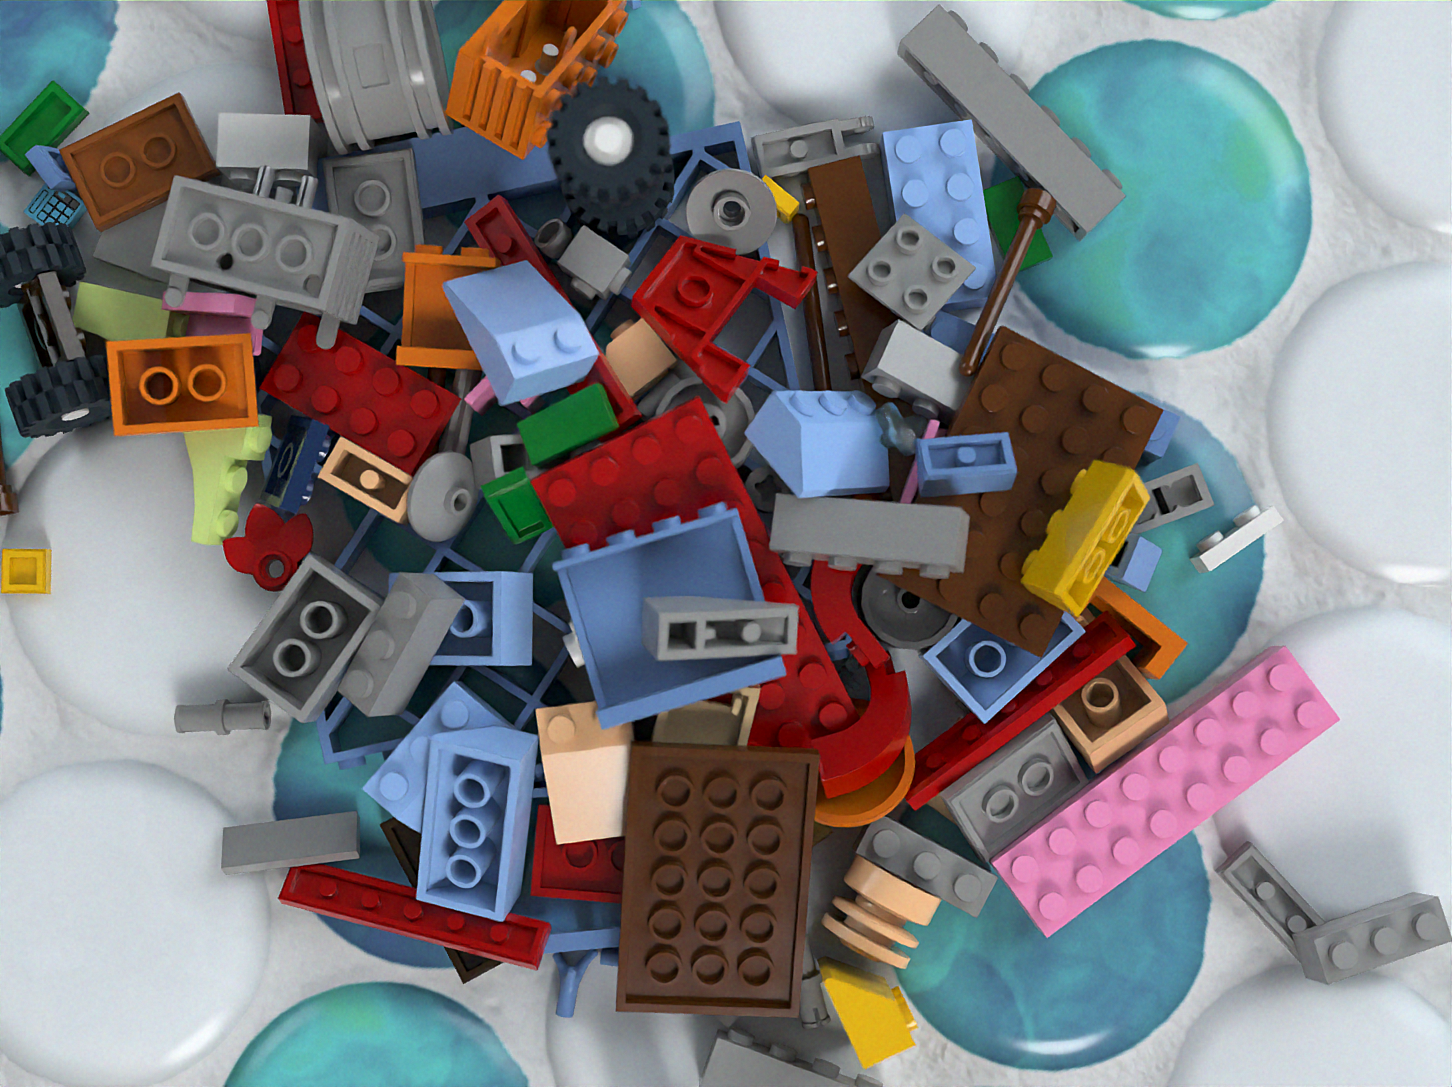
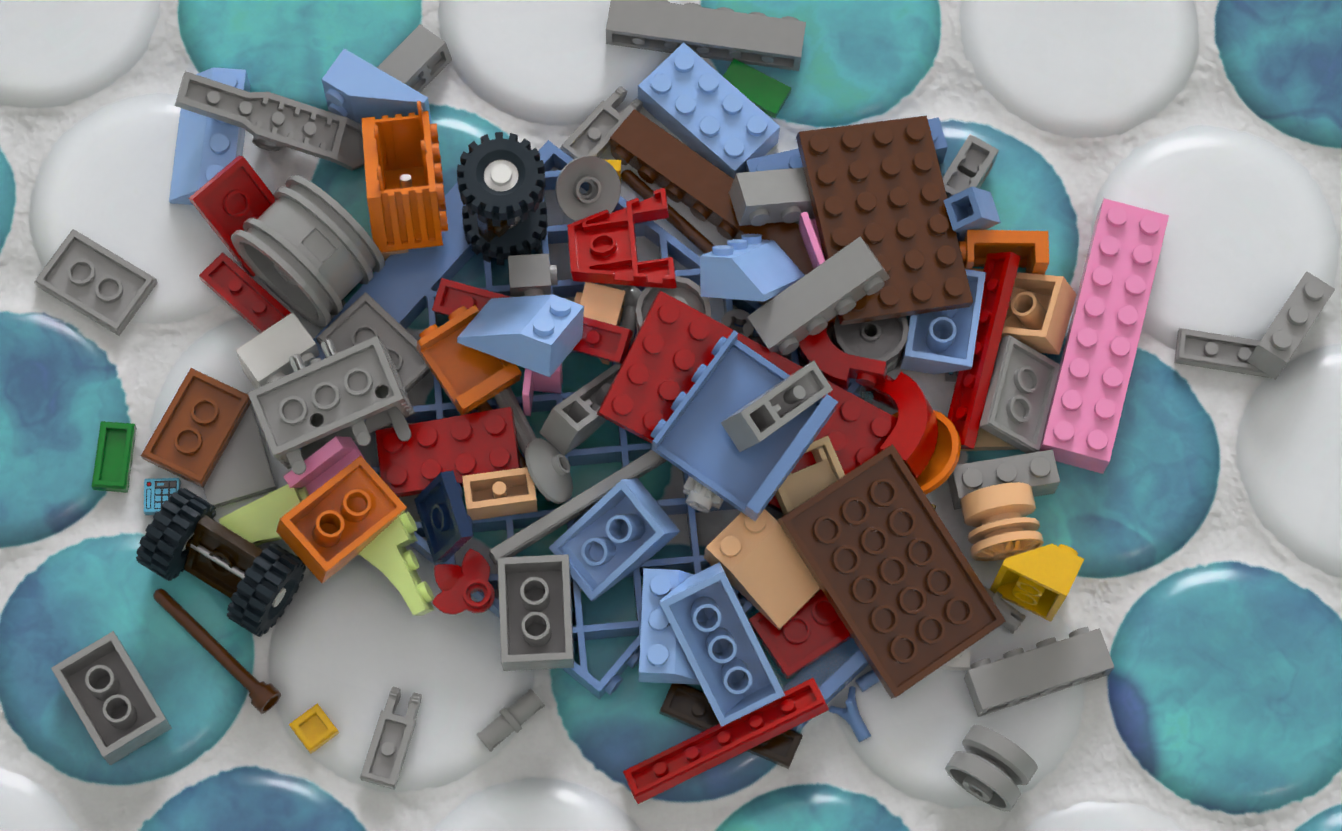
camera: 45 degrees left, 15 degrees down
(51, 168) = (145, 469): medium blue tile -> none
(88, 645) = (390, 742): none -> light grey hinge
(291, 843) = (614, 762): light grey tile -> none
(400, 644) = (594, 572): light grey brick -> none
(435, 553) = (574, 507): none -> light grey tile
(517, 505) = (599, 442): green tile -> none
(553, 238) = (494, 279): light grey hinge -> none
(567, 425) = (594, 367): green tile -> none
(899, 430) = (786, 237): clear light blue piece -> none
(912, 273) = (720, 146): light grey hinge -> none
(965, 464) = (841, 221): medium blue slope -> none
(1033, 212) = (761, 69): reddish brown piece -> none
(1085, 536) = (941, 207): yellow slope -> none
(1249, 527) = (1021, 177): white plate -> none

